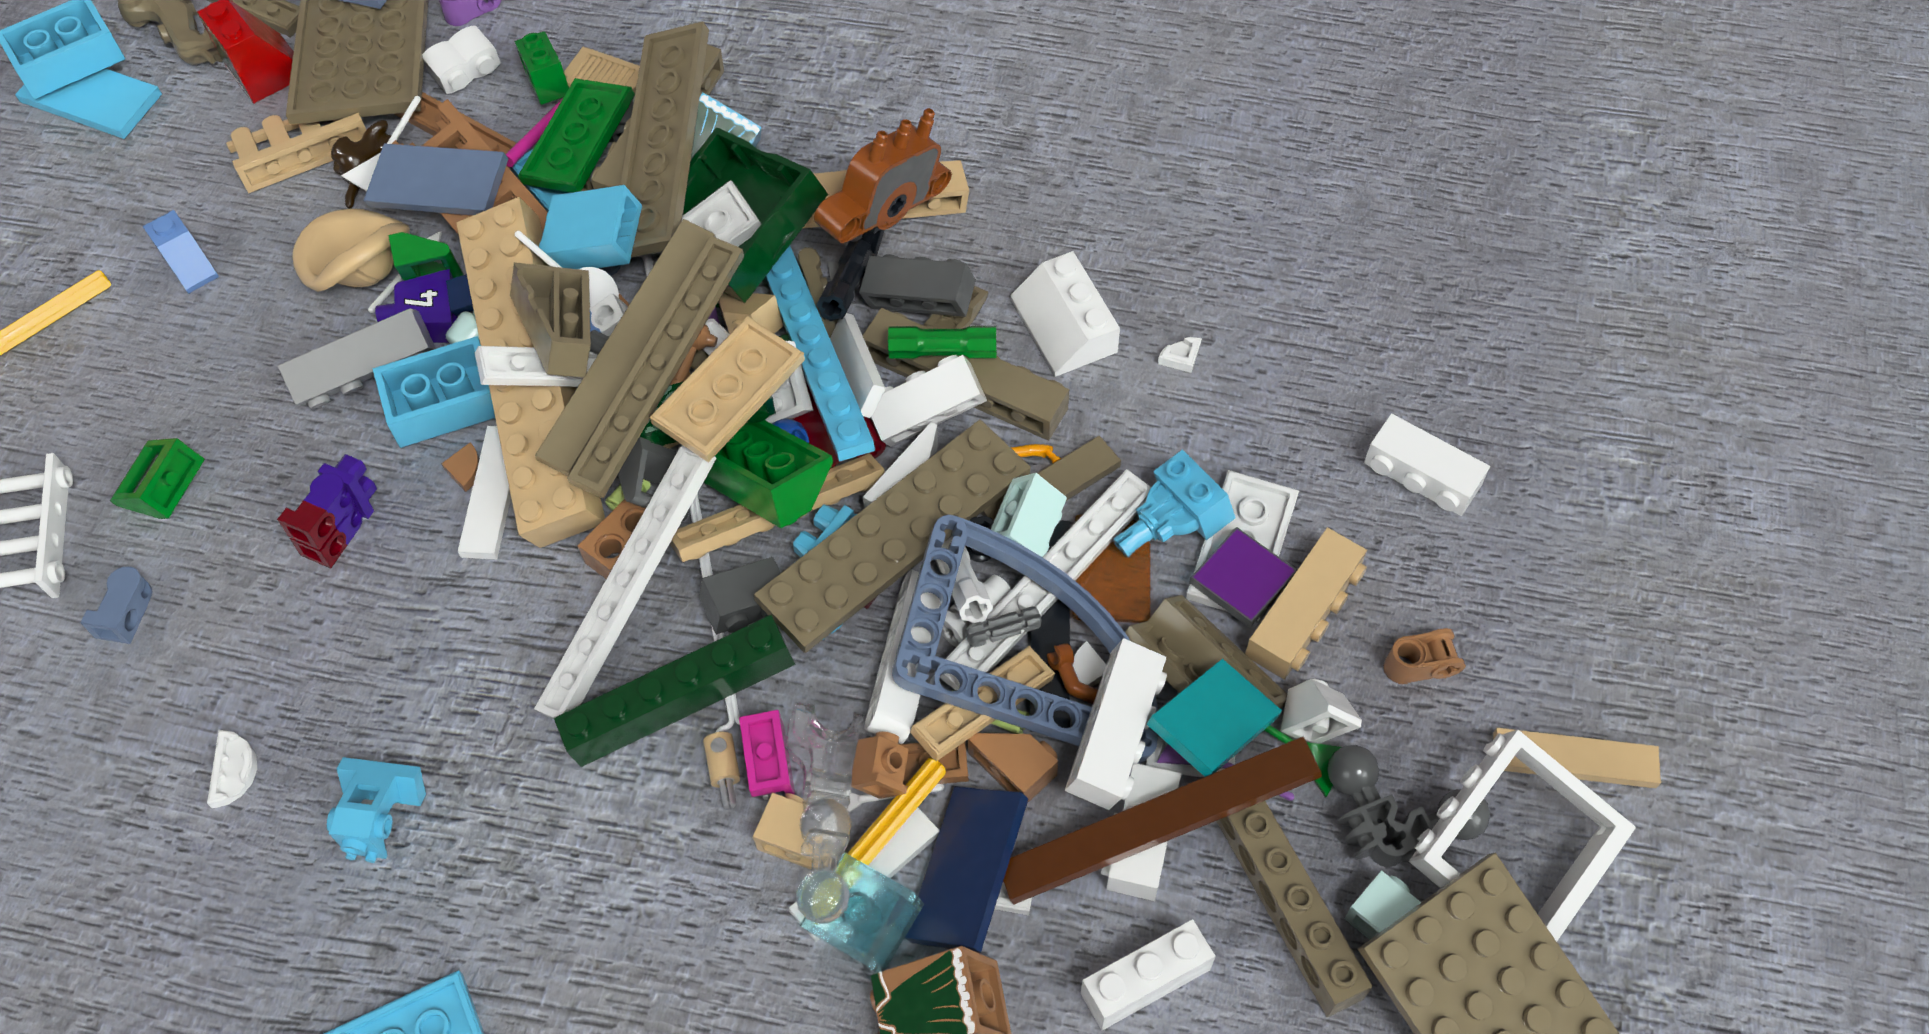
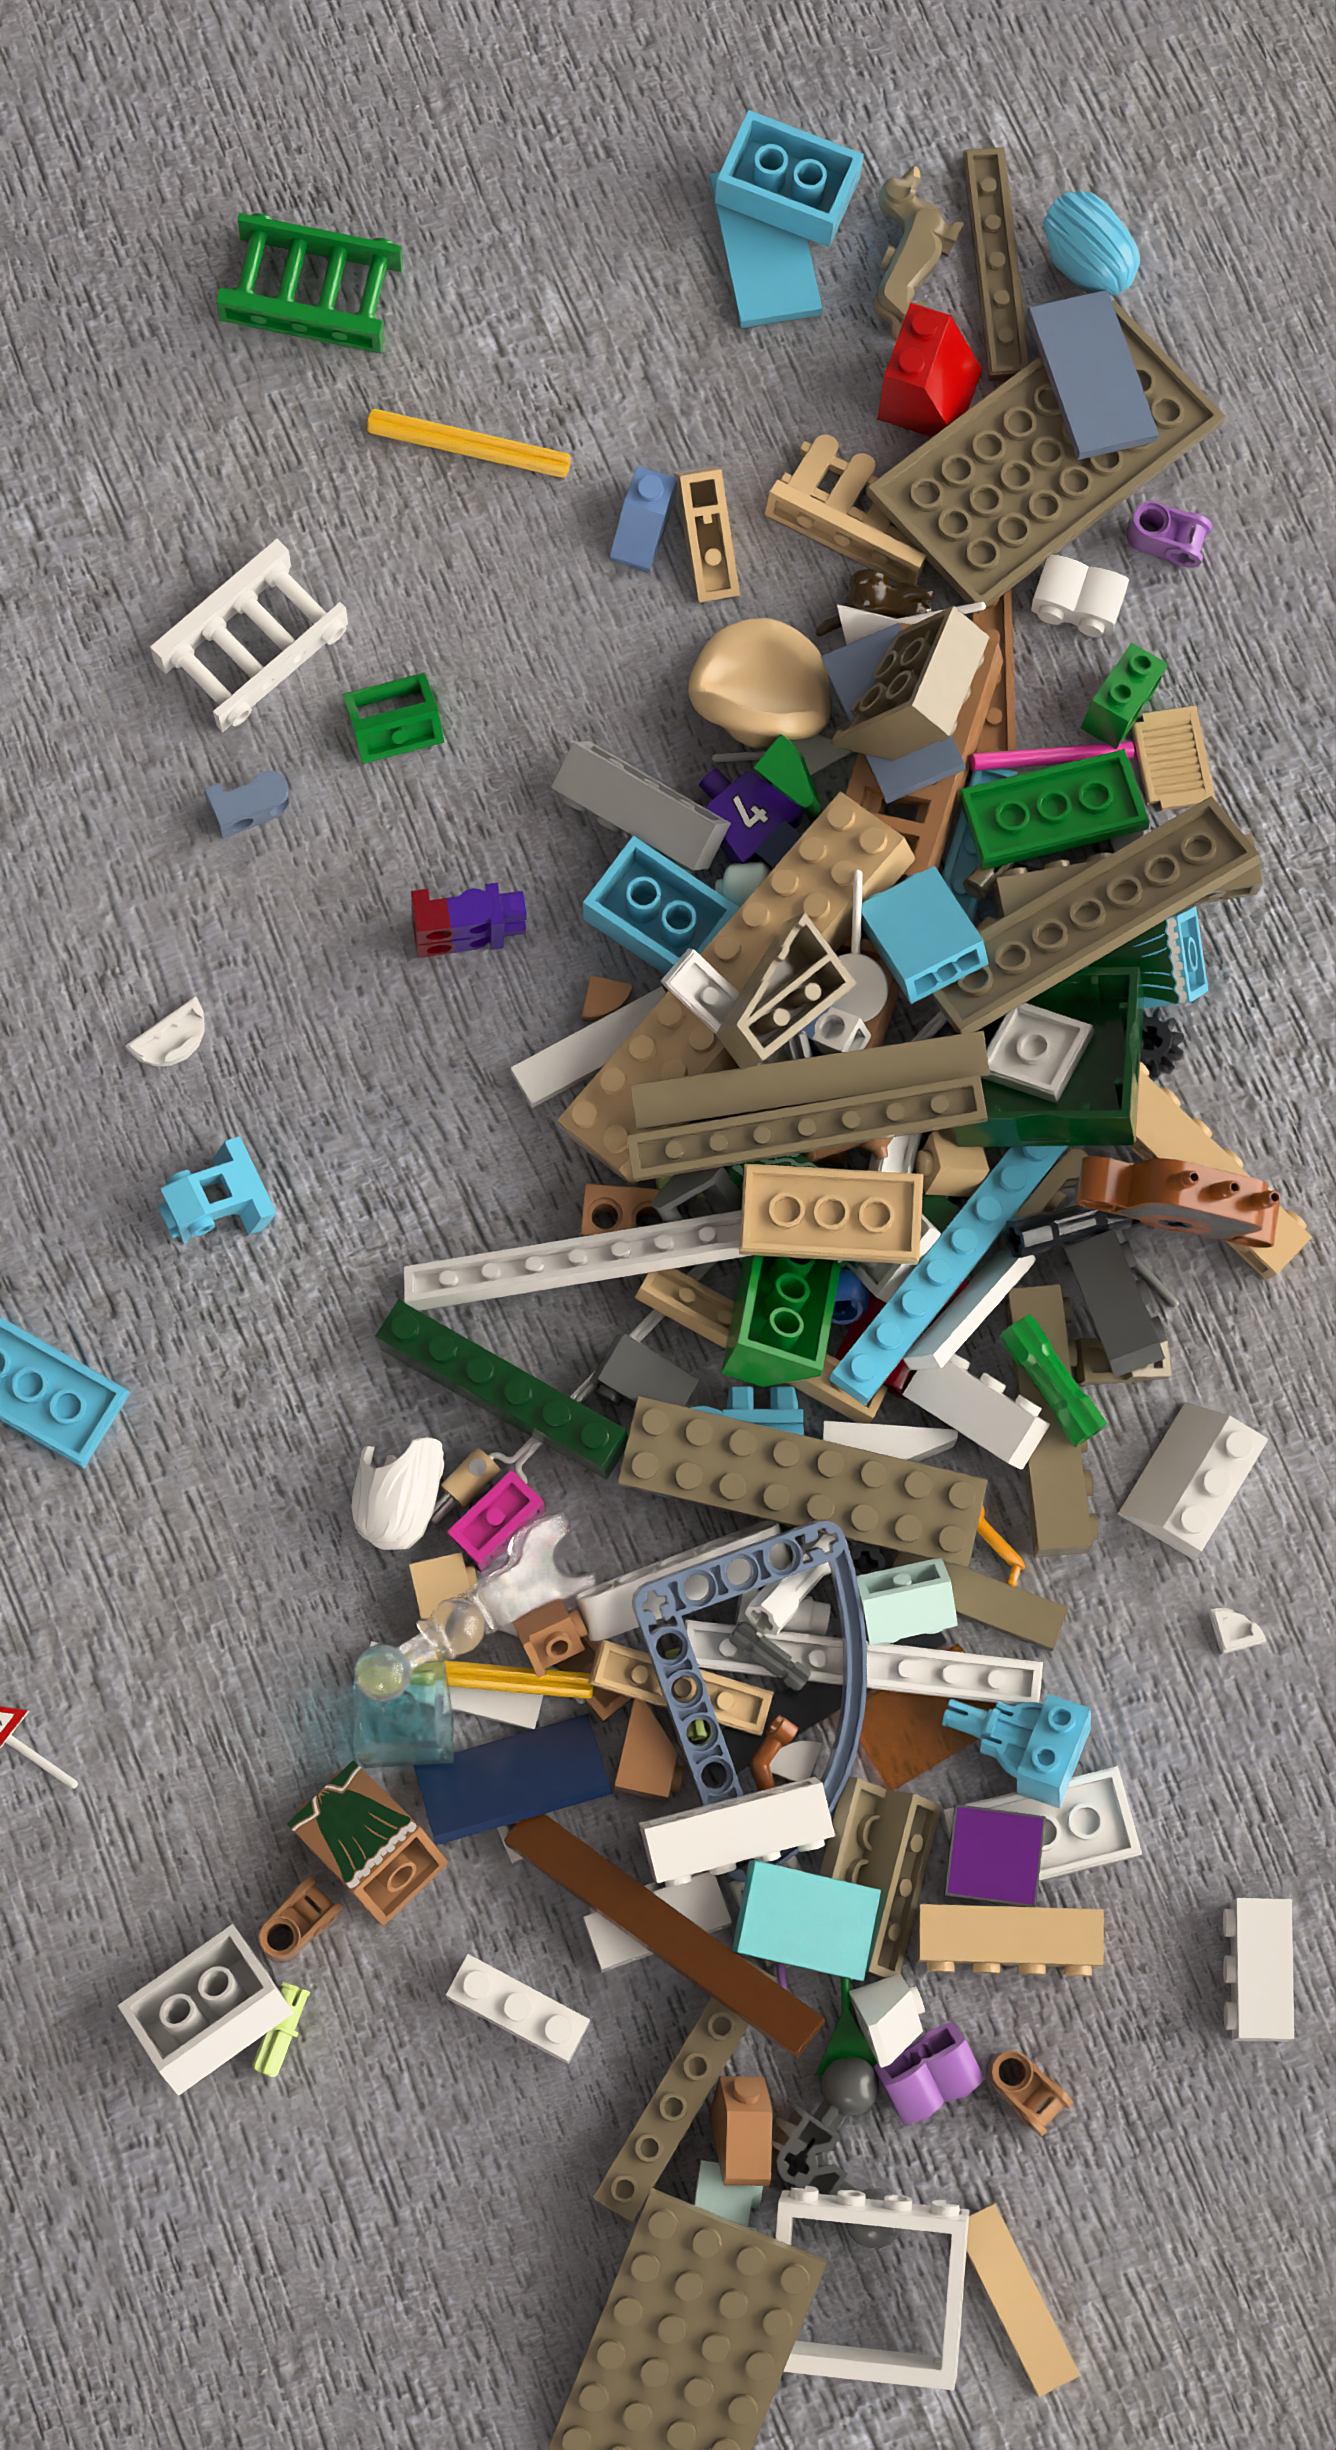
camera: 50 degrees right, 15 degrees up
(224, 222) = (707, 533): none -> tan slope
(432, 146) = (917, 688): none -> dark tan wedge
(696, 814) = (397, 1500): none -> white hair
(1346, 861) = (742, 2130): none -> medium nougat slope
(1380, 703) = (930, 2073): none -> medium lavender brick

